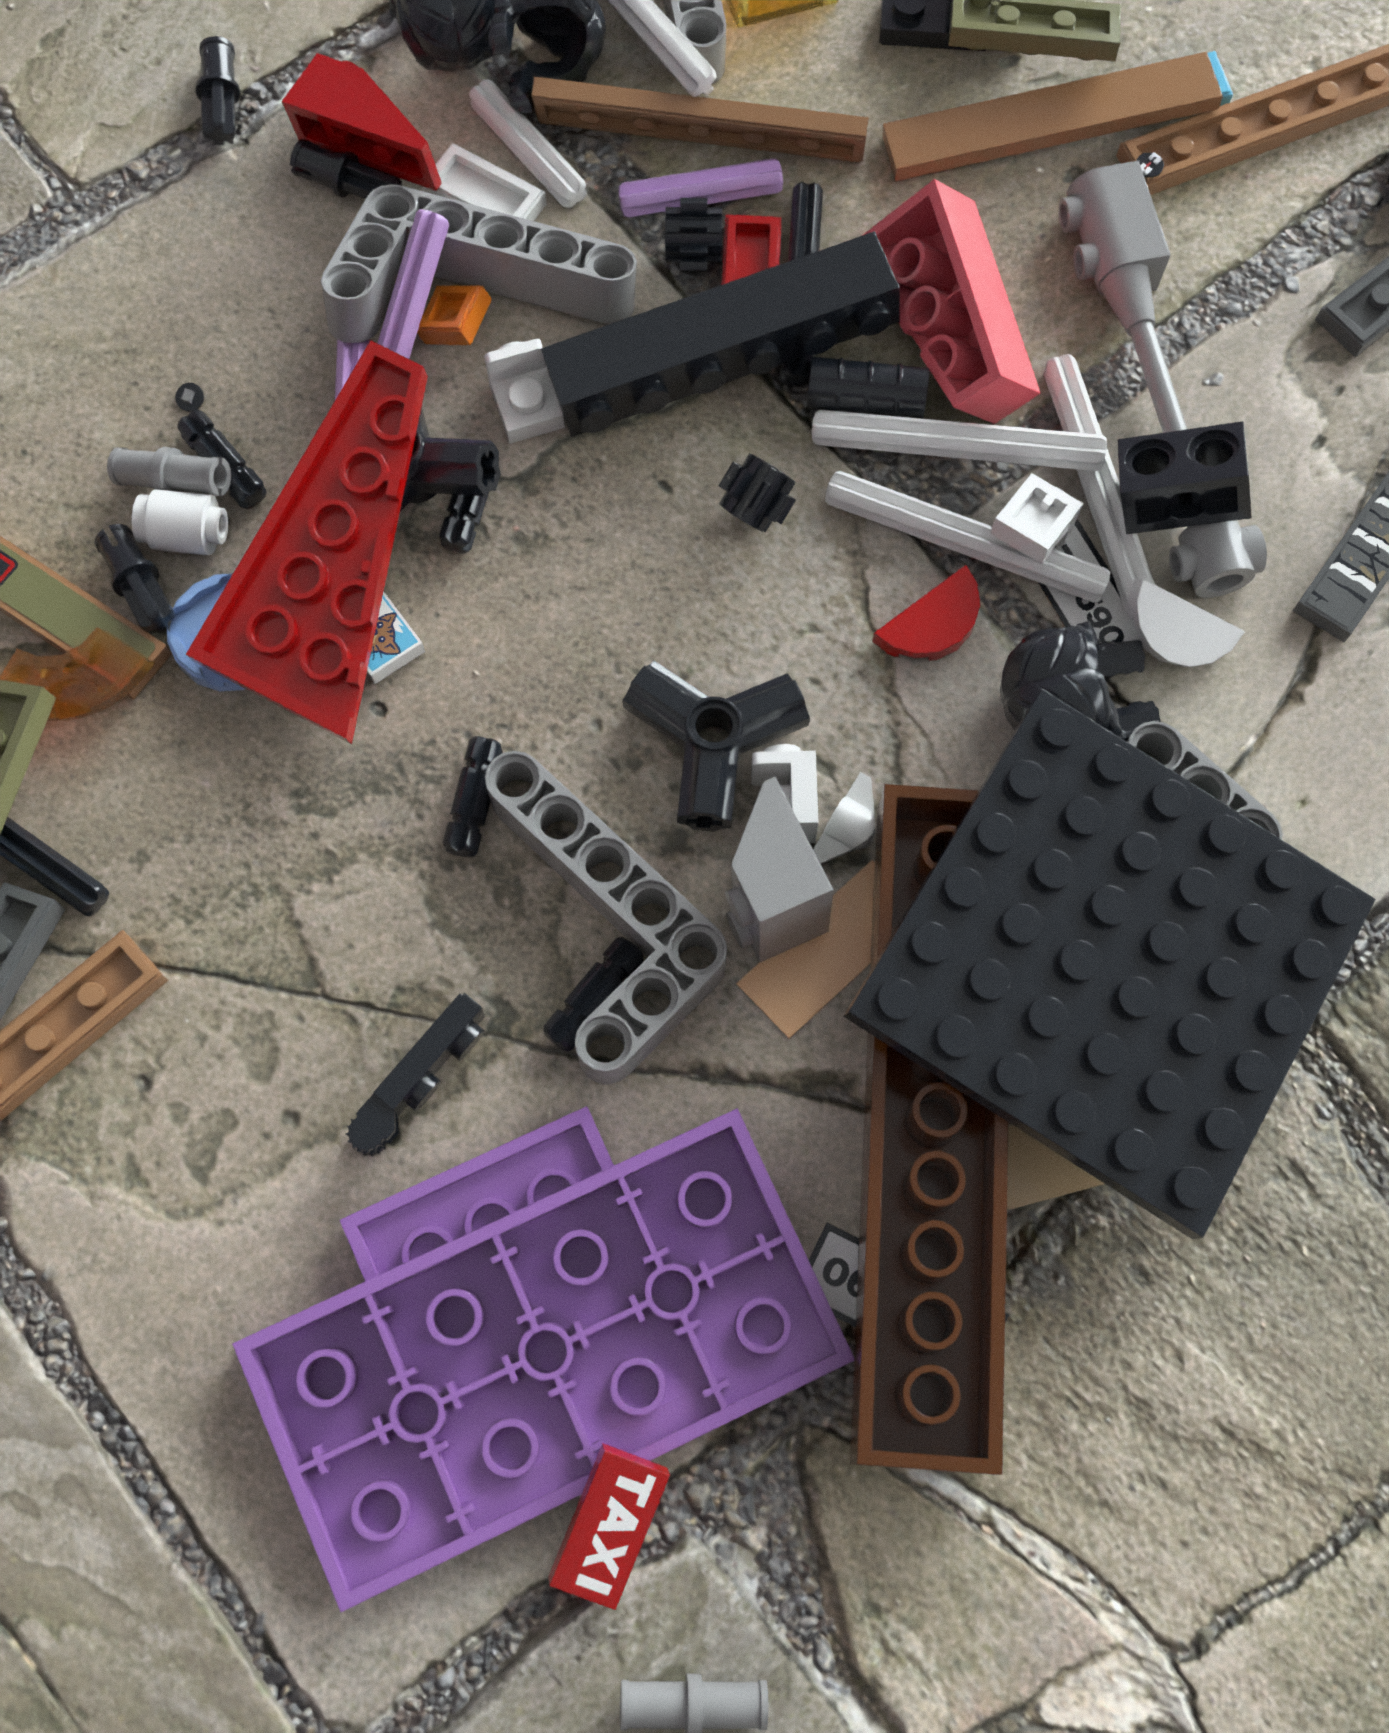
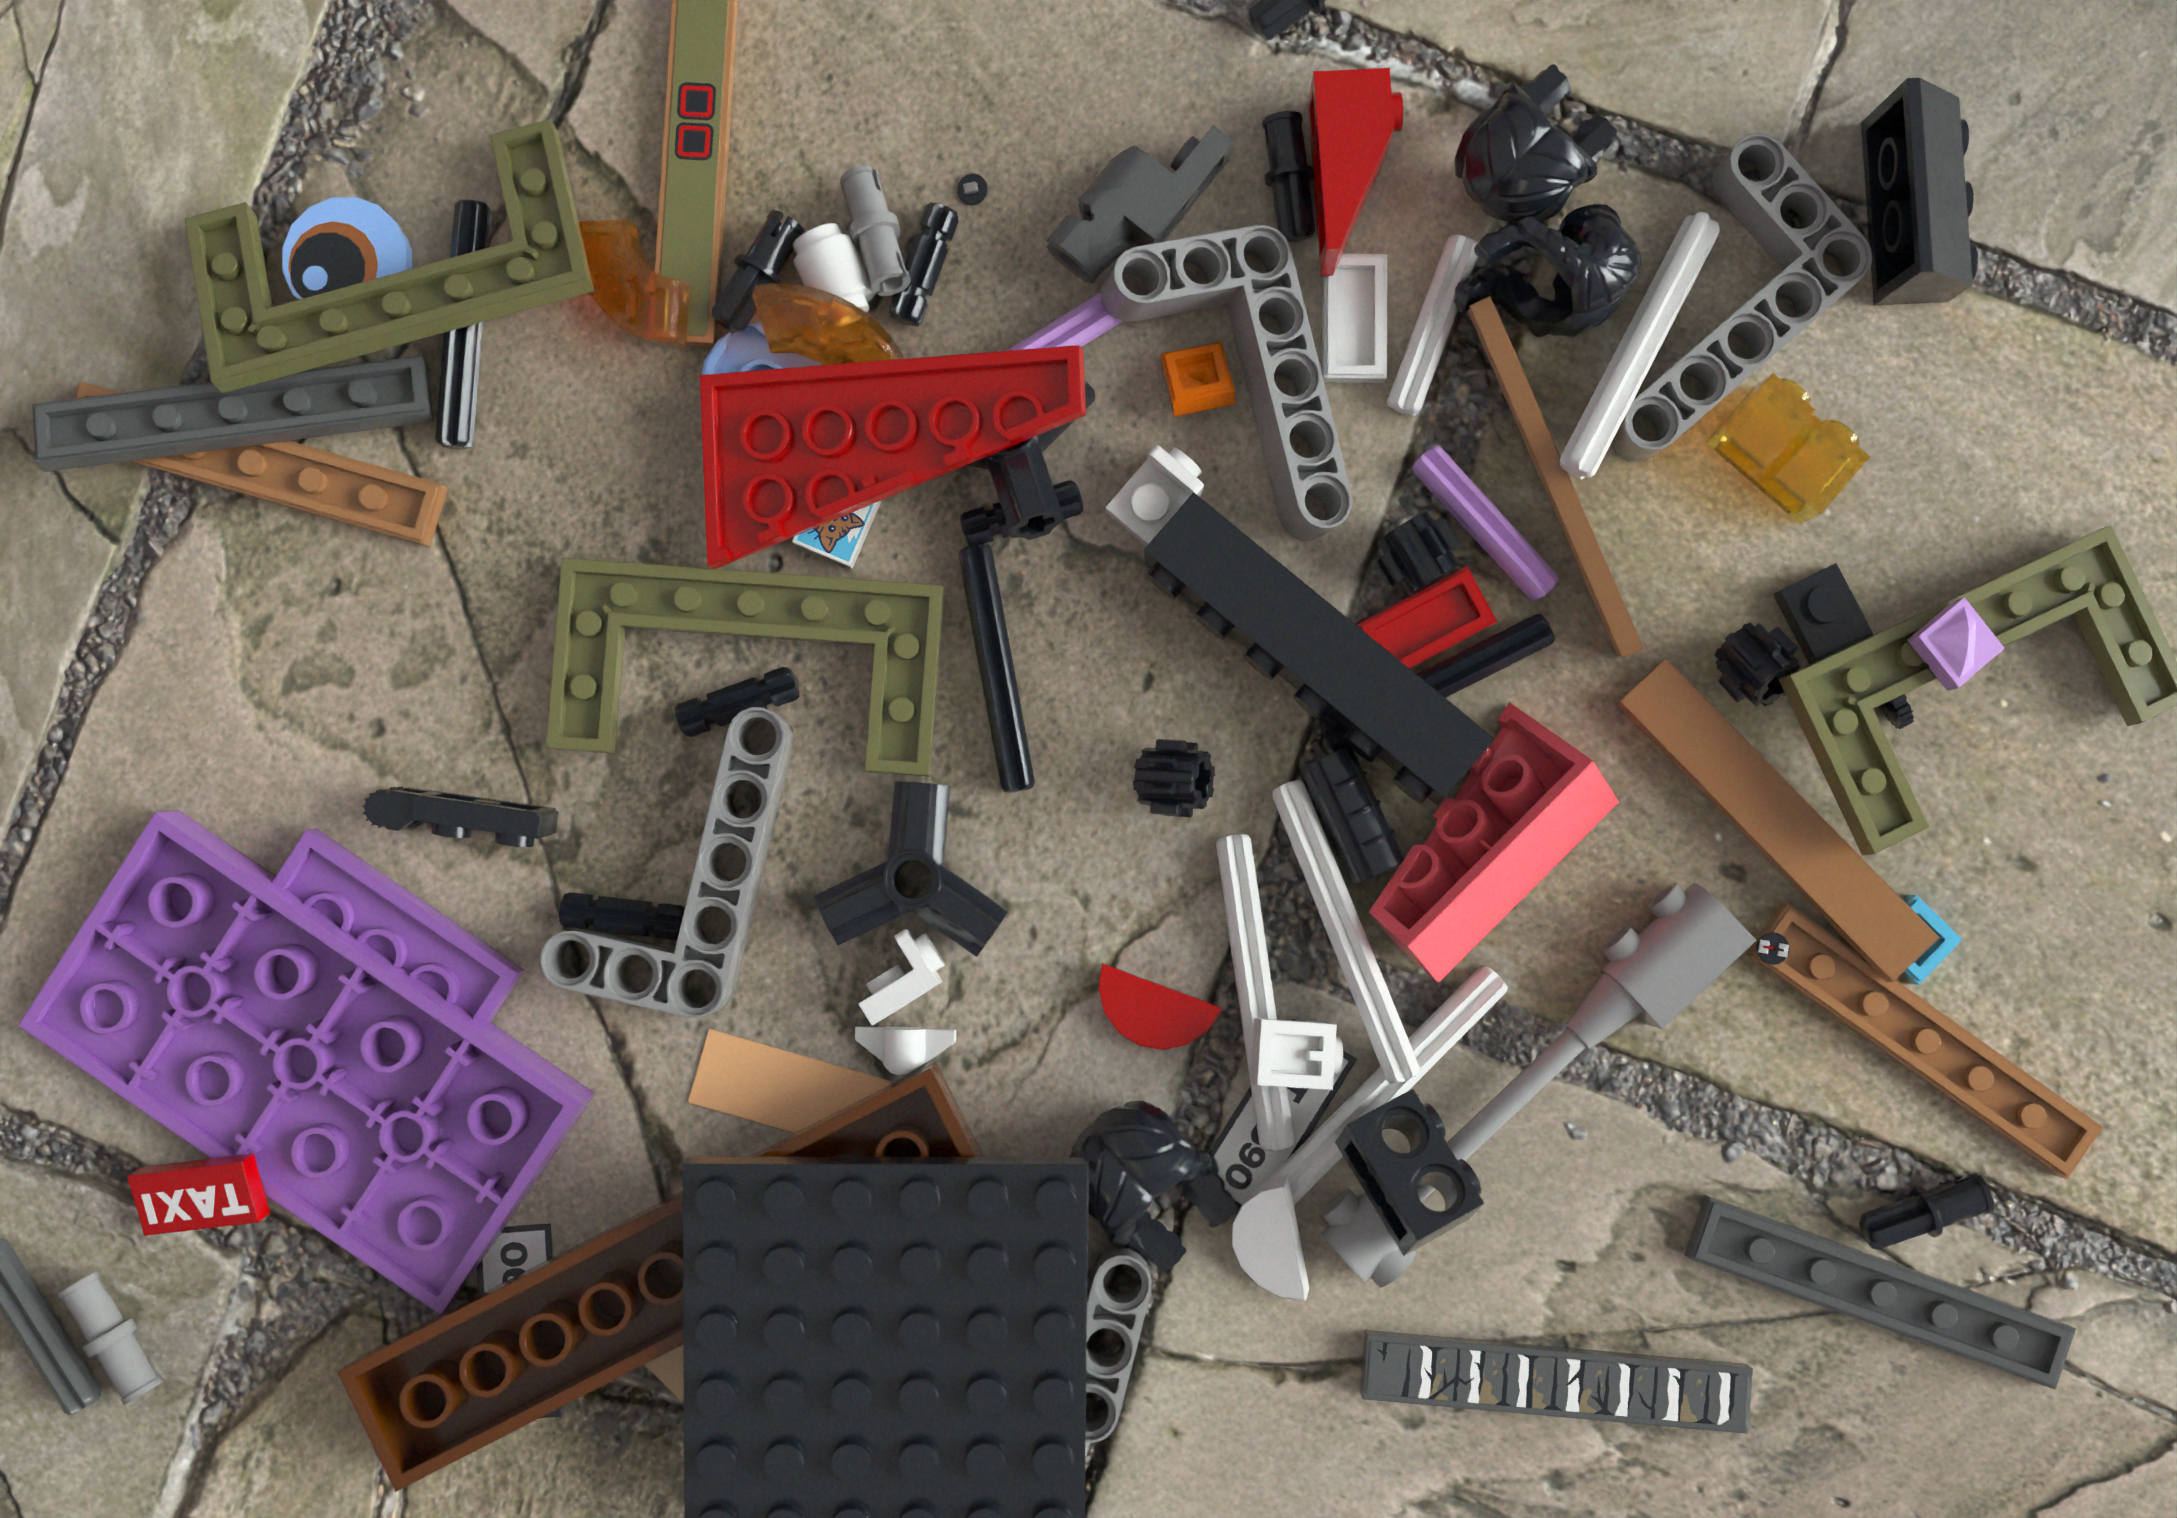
camera: 55 degrees right, 15 degrees up
(208, 546) = (820, 326): none -> clear orange tile
(285, 283) = (1136, 202): none -> dark grey plate
(317, 842) = (607, 596): none -> olive plate
(413, 282) = (1177, 333): lavender axle -> none
(581, 583) = (996, 668): none -> black axle
(777, 880) = (791, 1021): light grey slope -> none
(926, 64) = (1754, 663): none -> black gear

